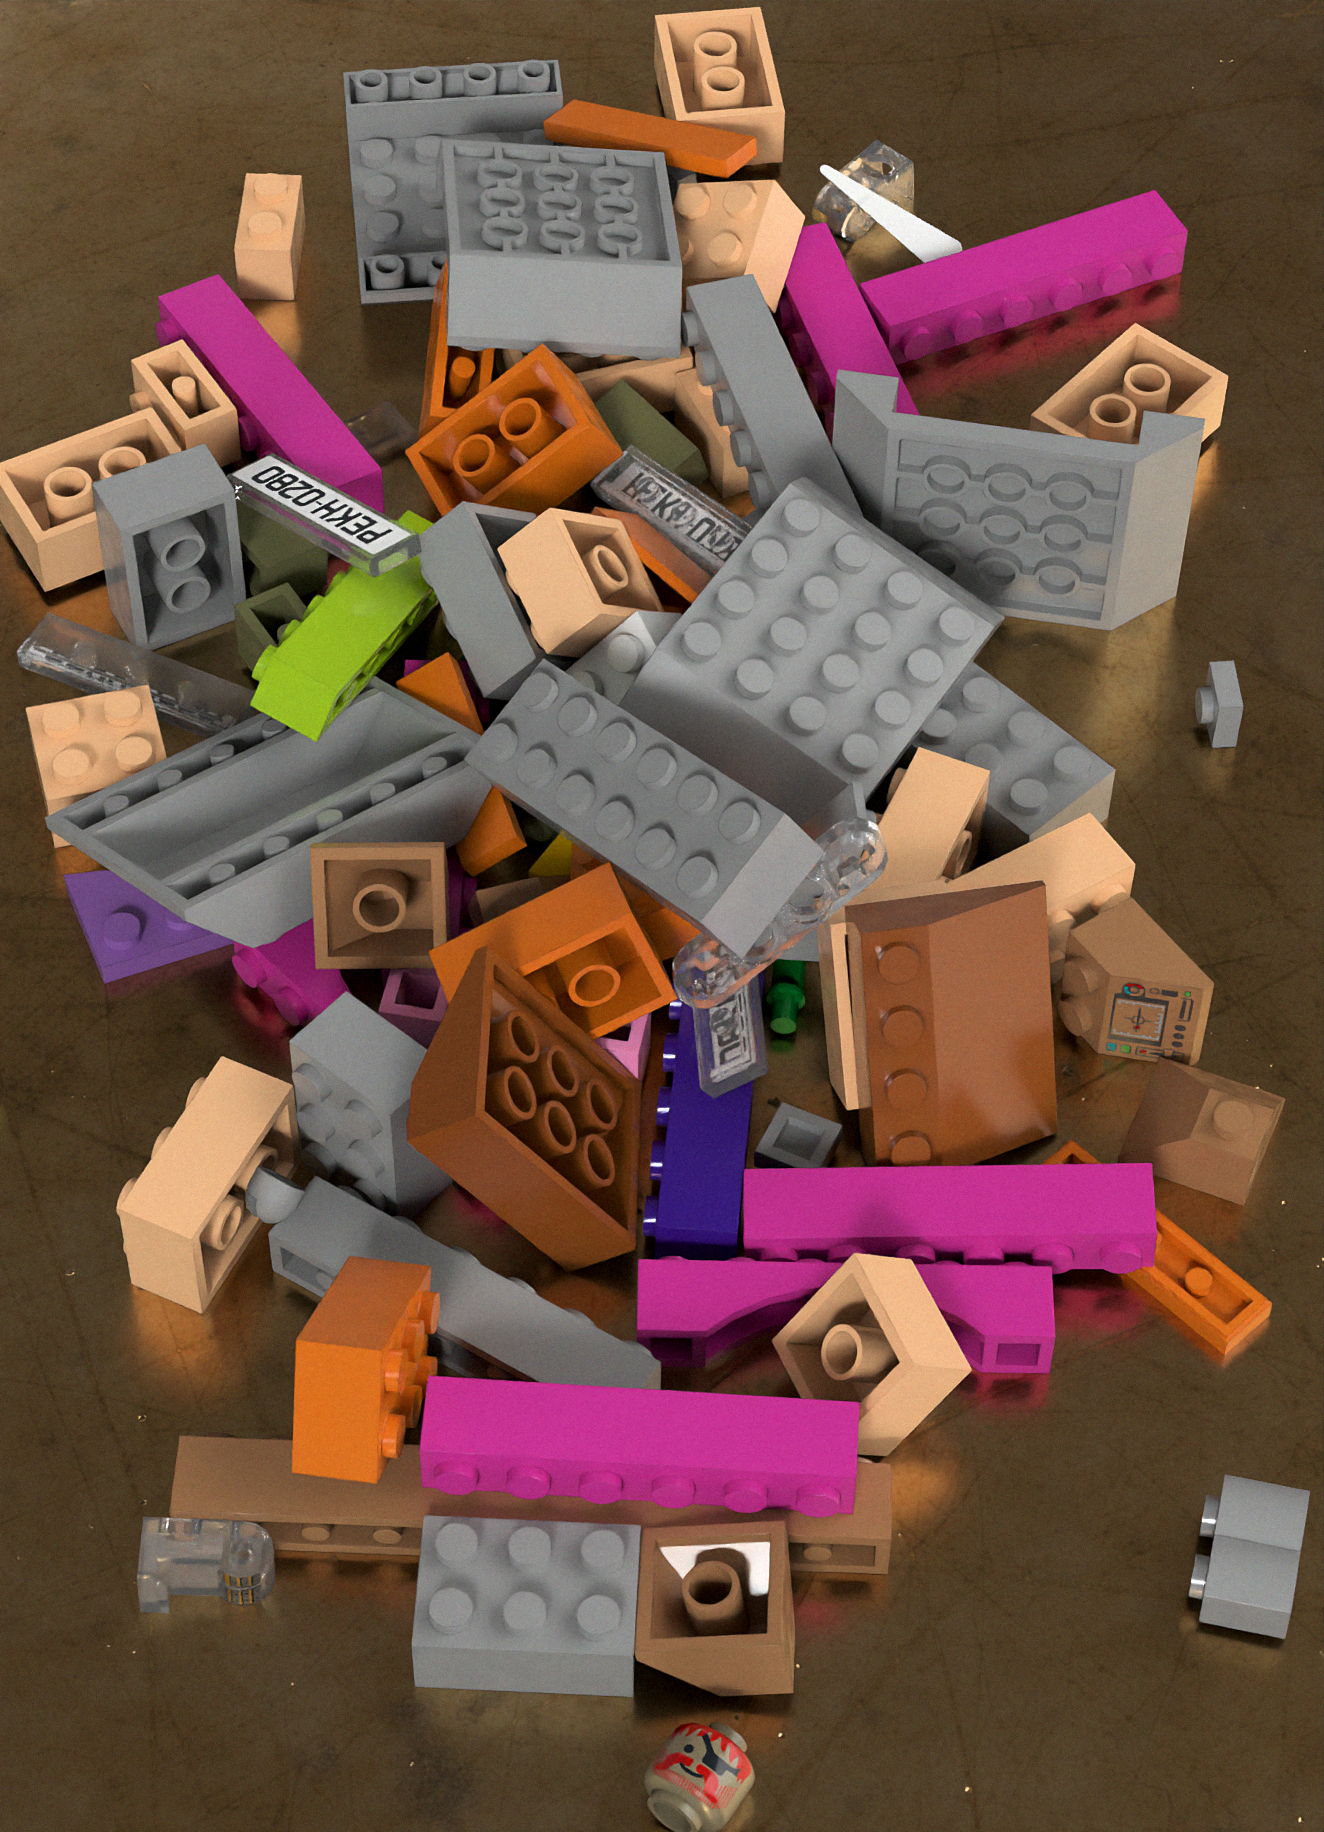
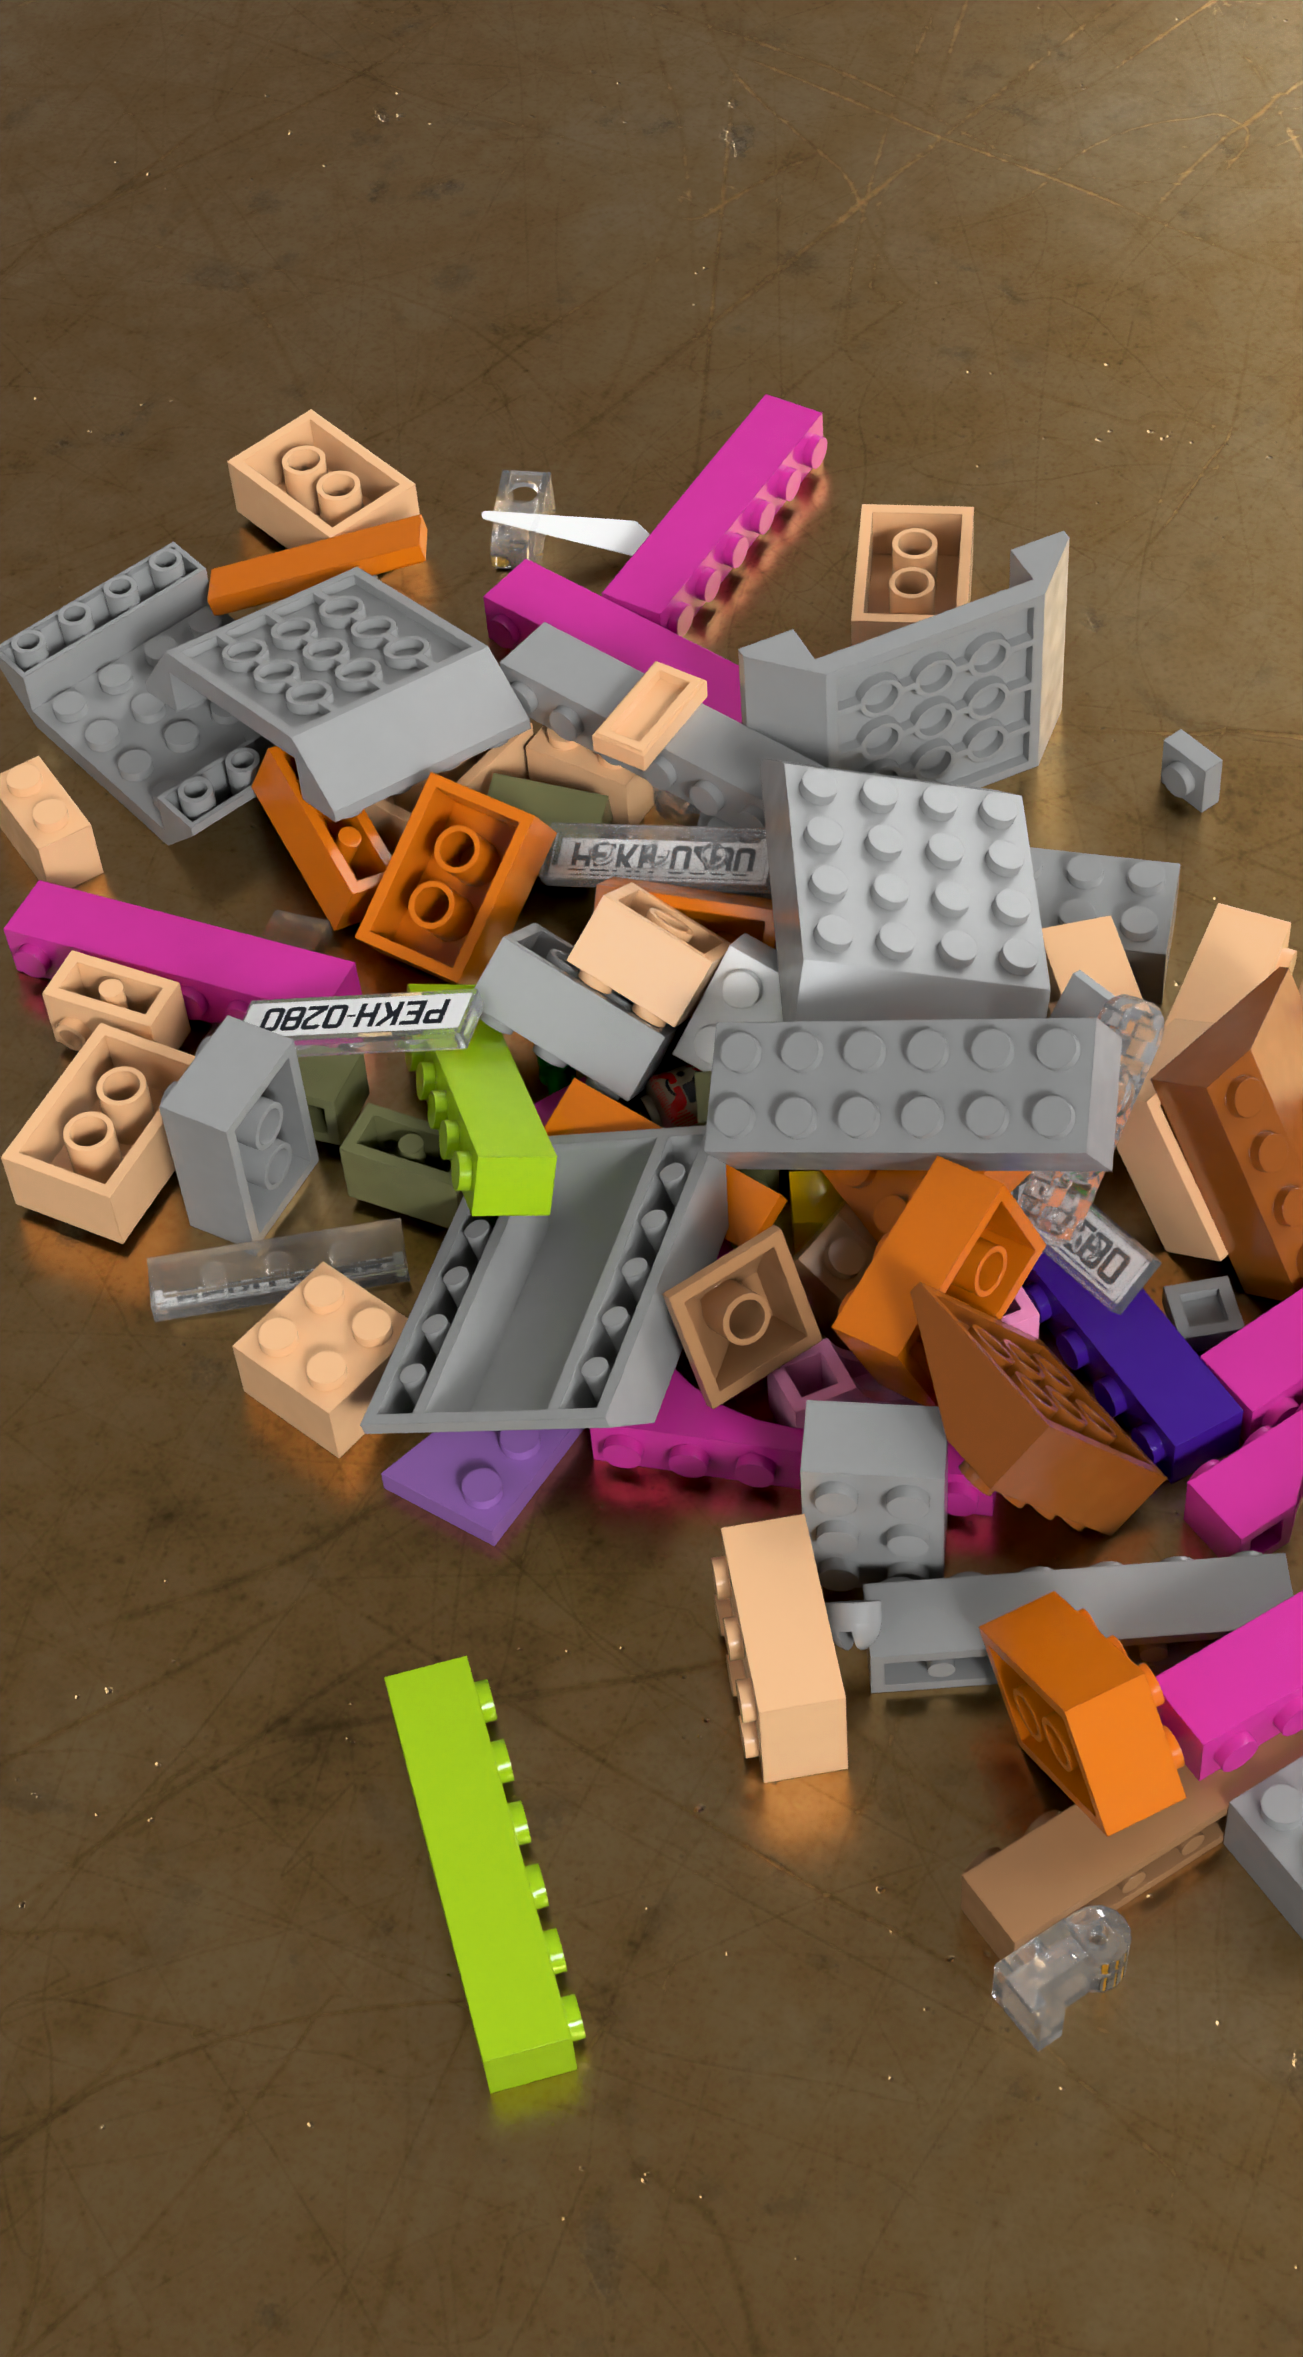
camera: 30 degrees left, 0 degrees up
(736, 232) = (478, 593): light nougat brick -> none
(758, 394) = (650, 715): none -> light nougat tile

